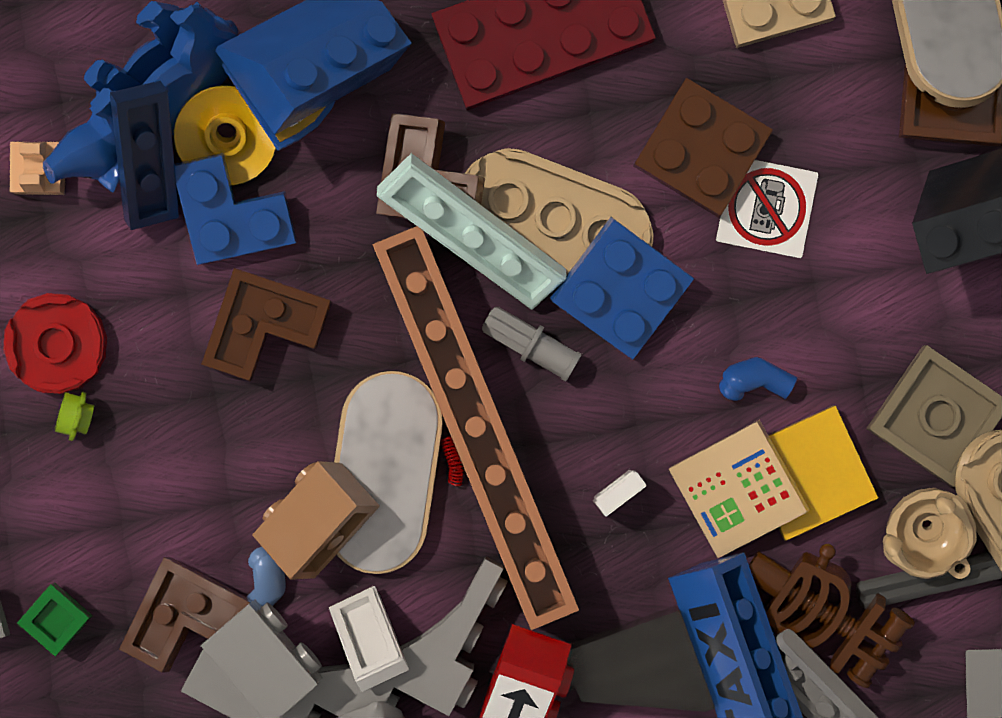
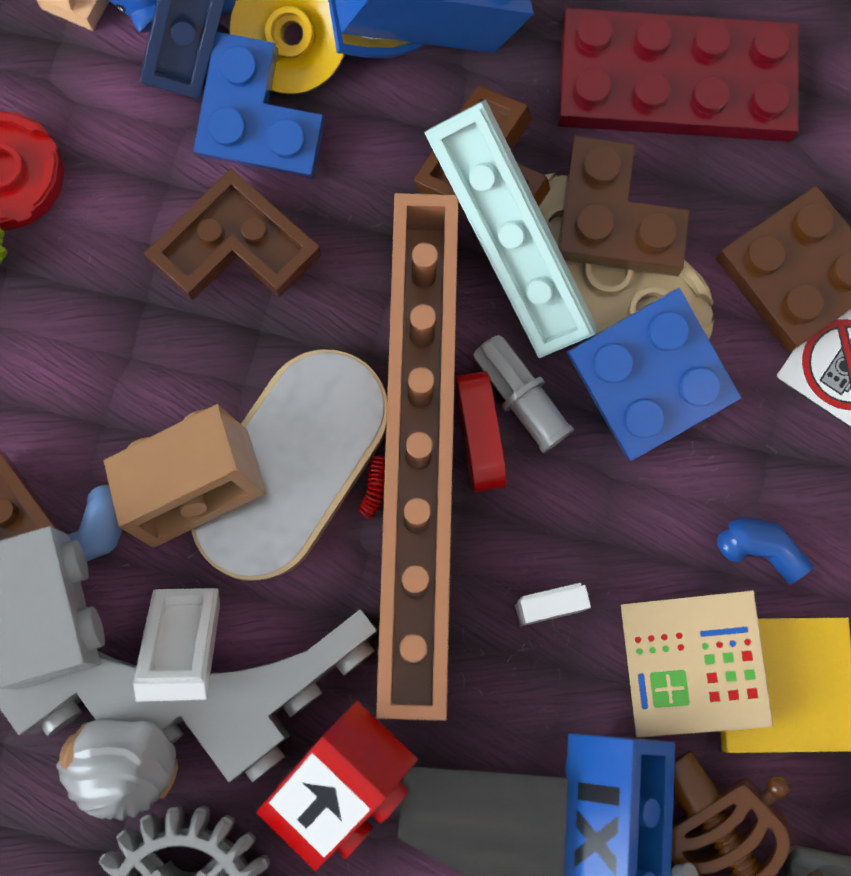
camera: 20 degrees right, 10 degrees down
(512, 387) = (480, 431): none -> red beam
(540, 188) = (607, 228): none -> reddish brown plate

